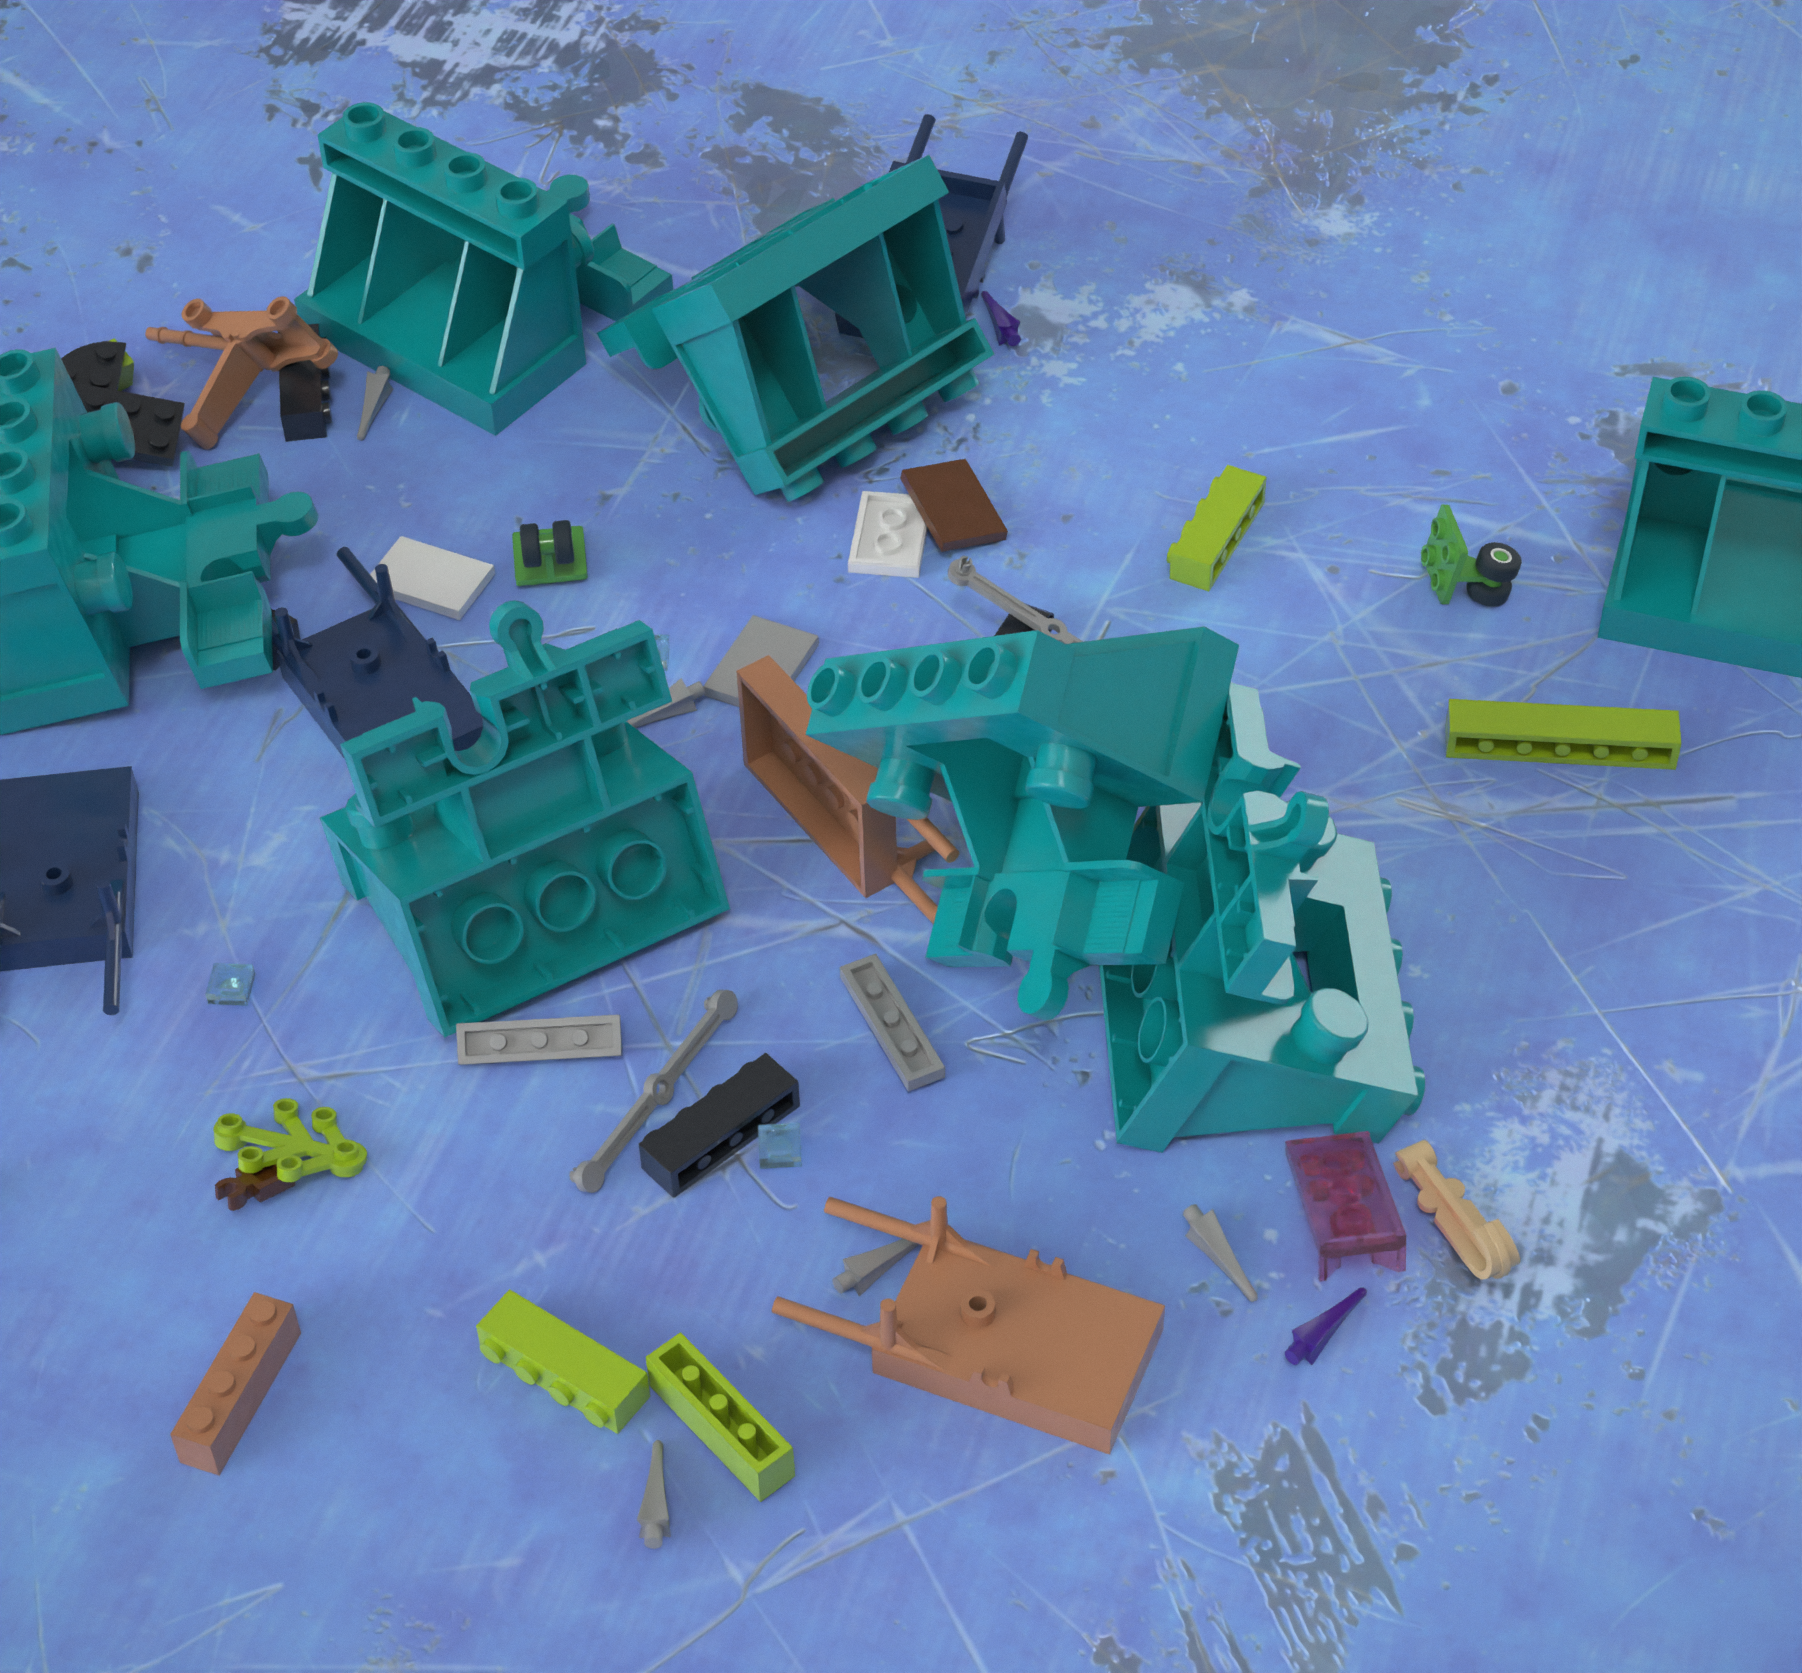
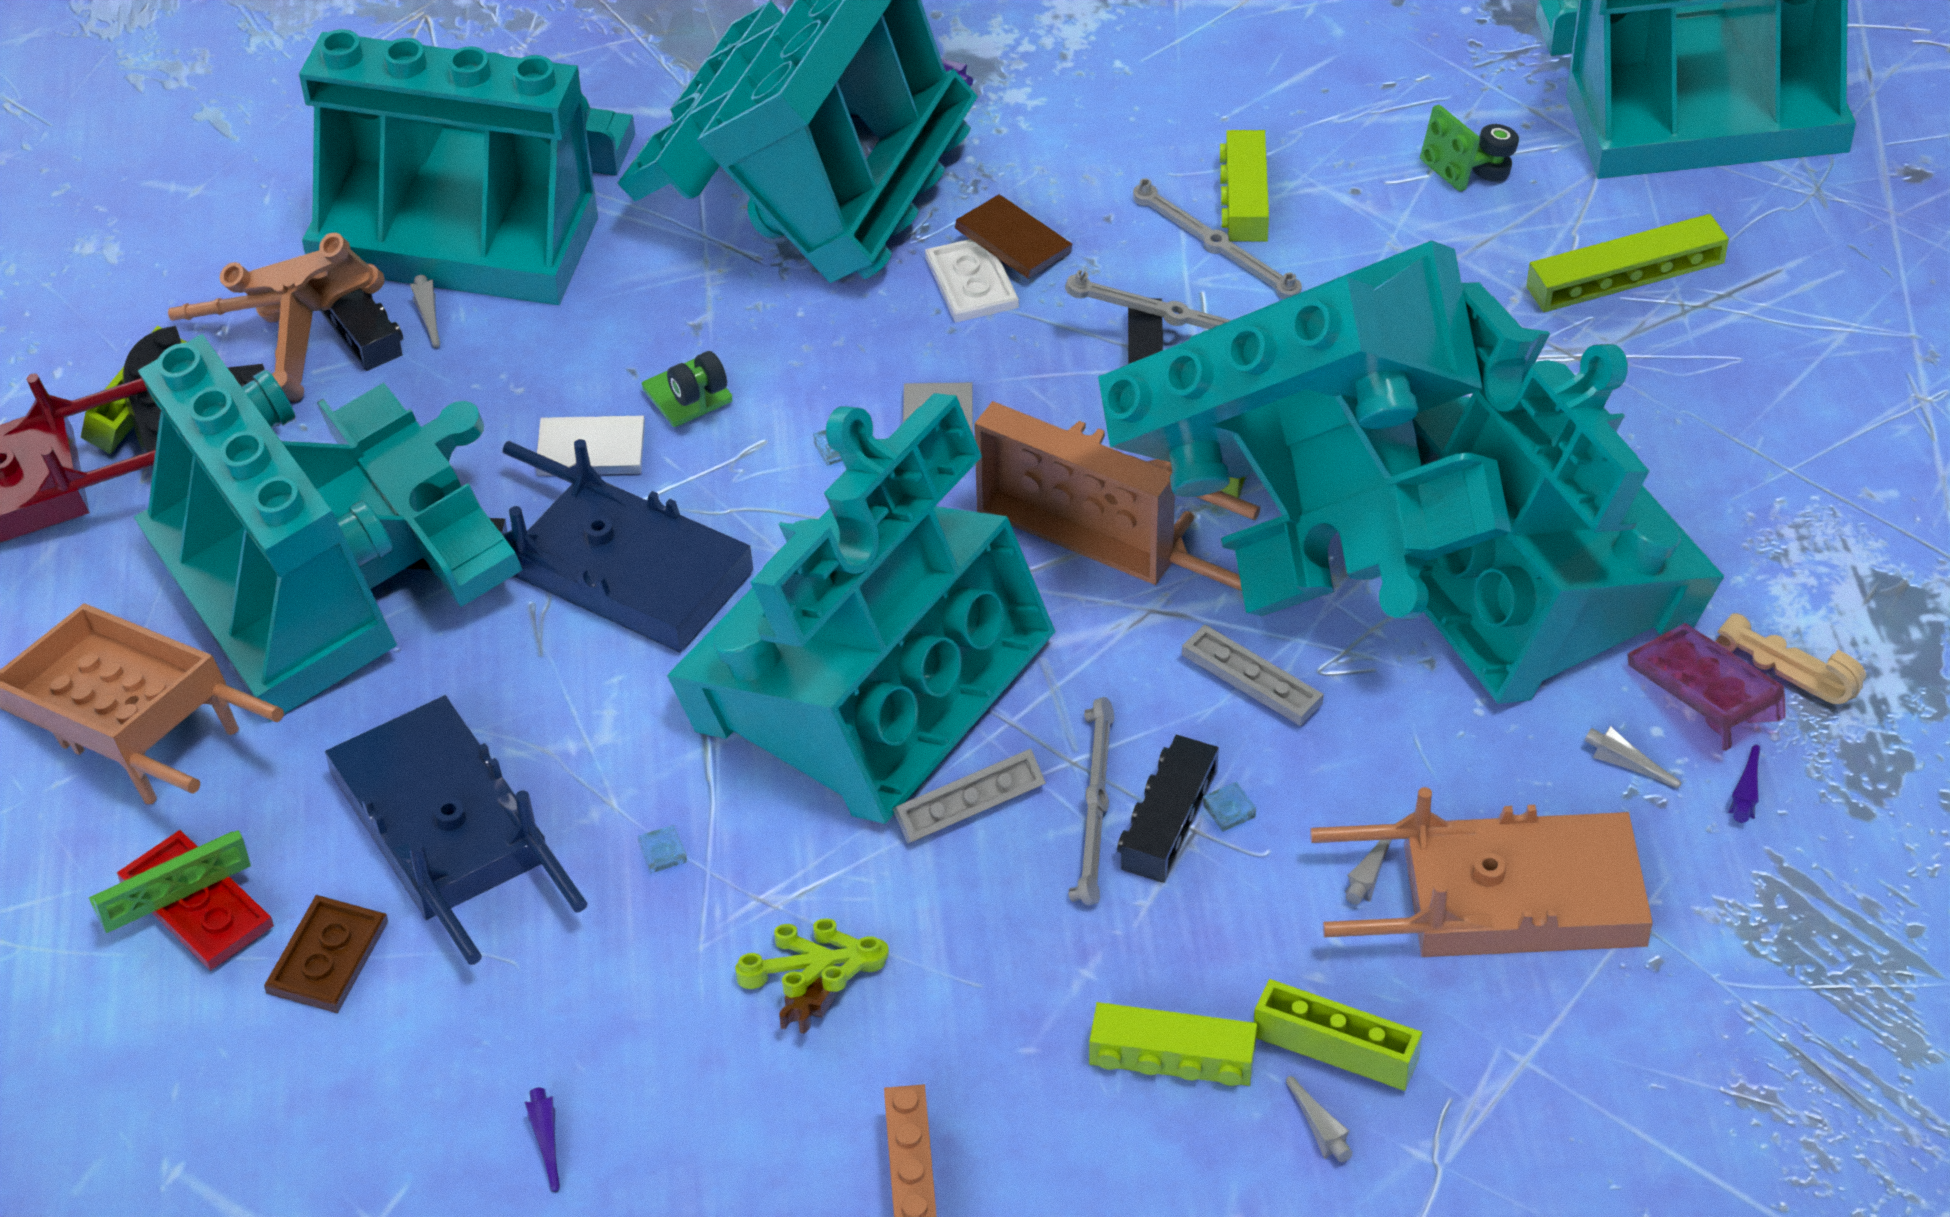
camera: 25 degrees left, 0 degrees up
(1117, 506) = (1285, 286): none -> light grey piece

